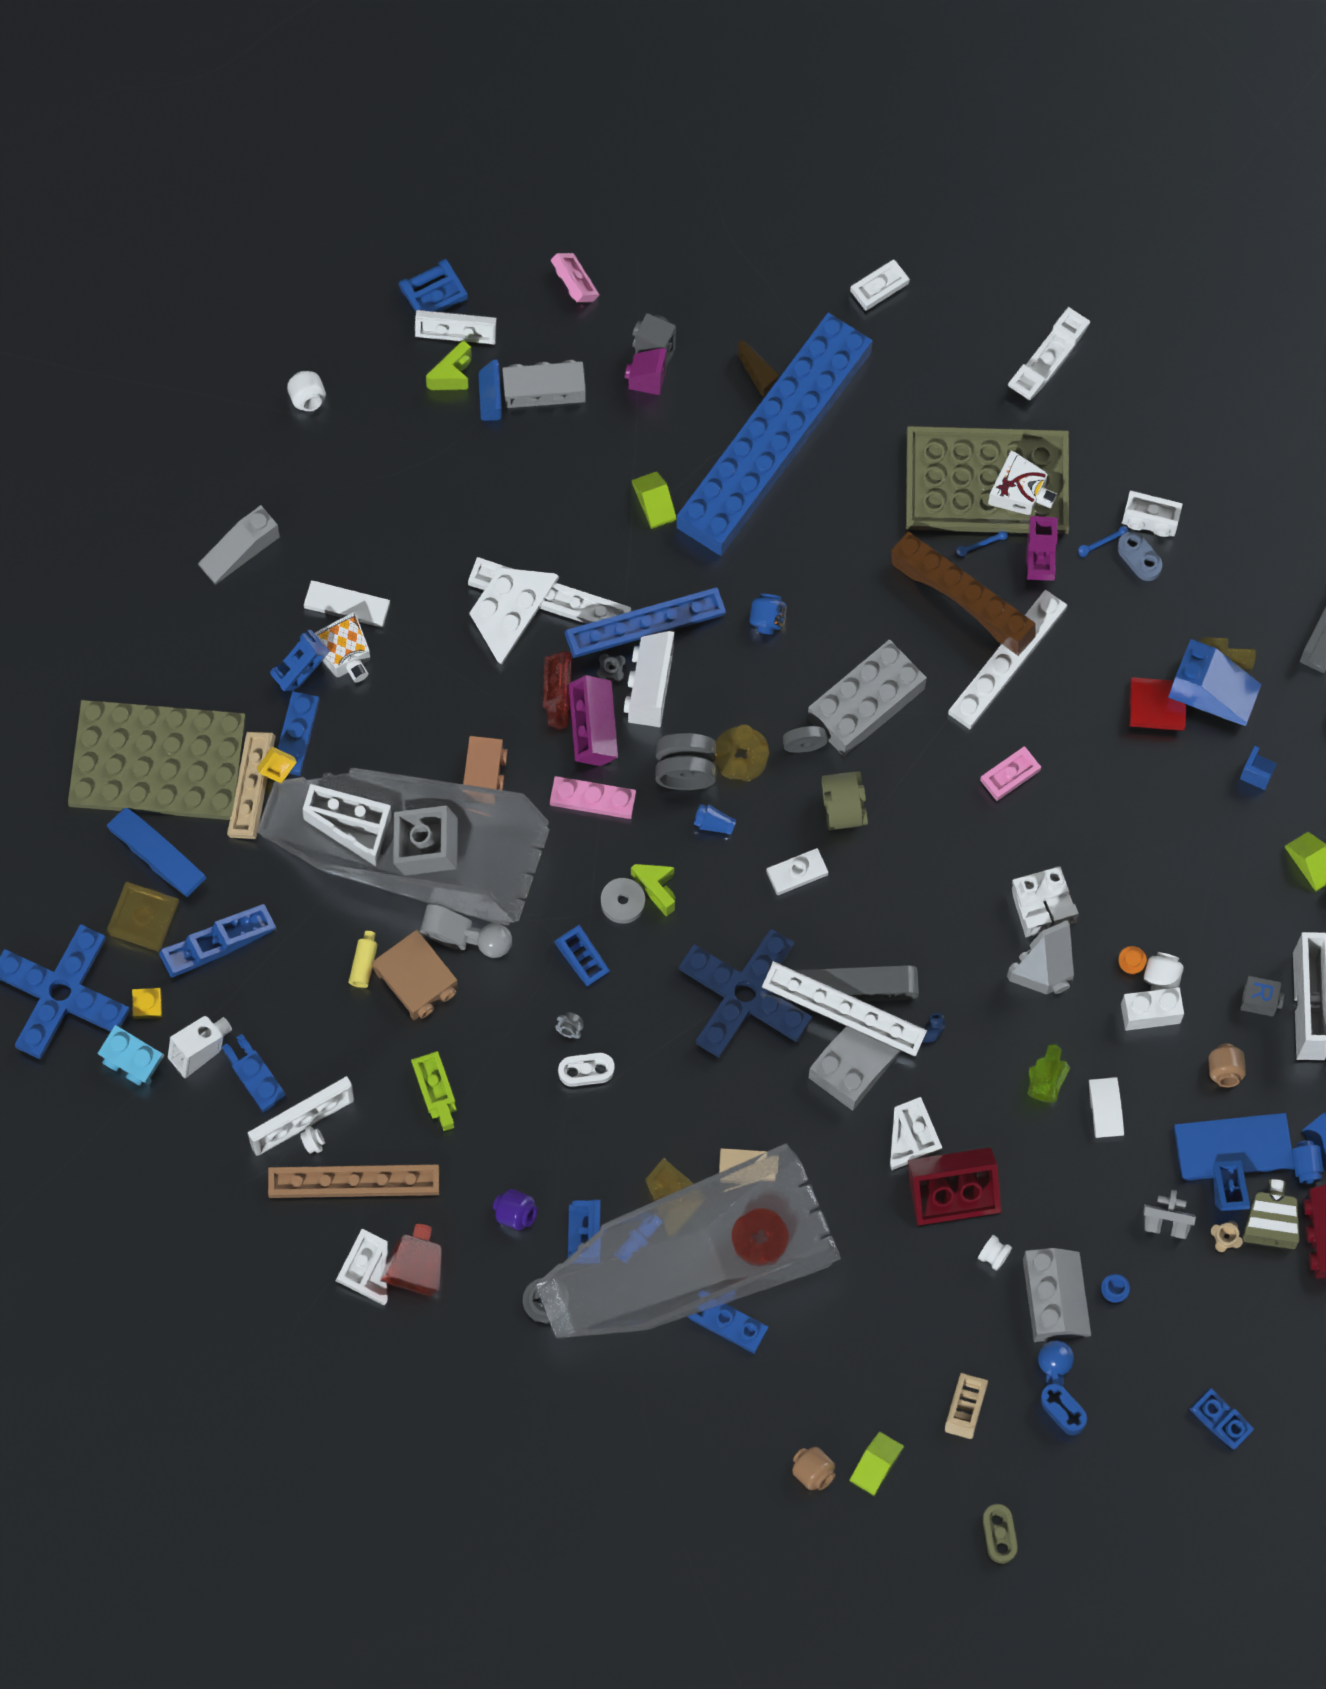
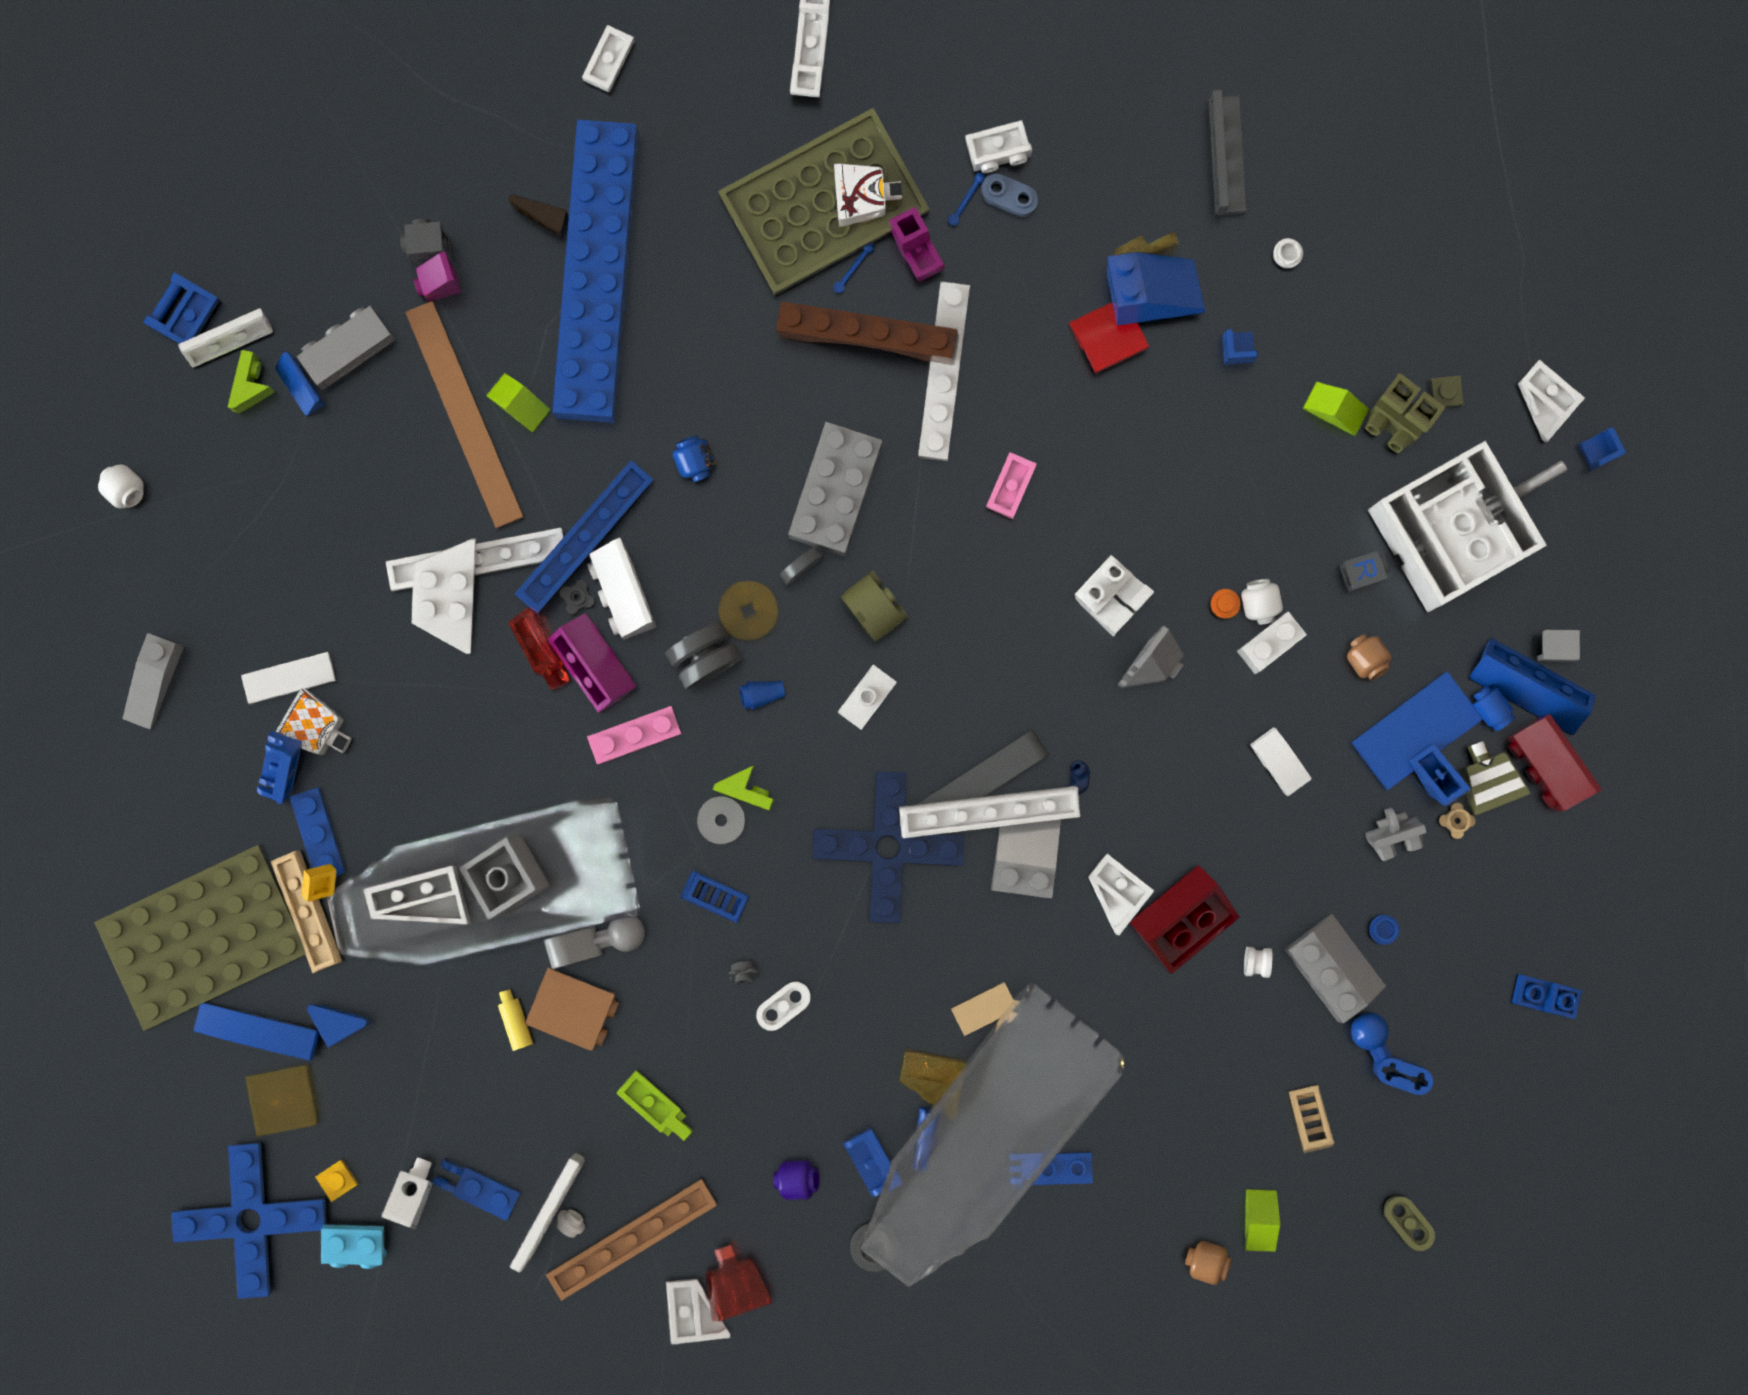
camera: 30 degrees left, 15 degrees up
(218, 940) = (366, 1082): blue slope -> none
(223, 883) = (336, 1024): none -> blue slope
(485, 762) = (516, 768): nougat brick -> none
(574, 277) = (311, 220): bright pink plate -> none
(605, 485) = (464, 415): none -> medium nougat tile
(774, 1229) = (1054, 1087): clear red plate -> none
(1048, 1075) = (1212, 762): clear neon green rock -> none

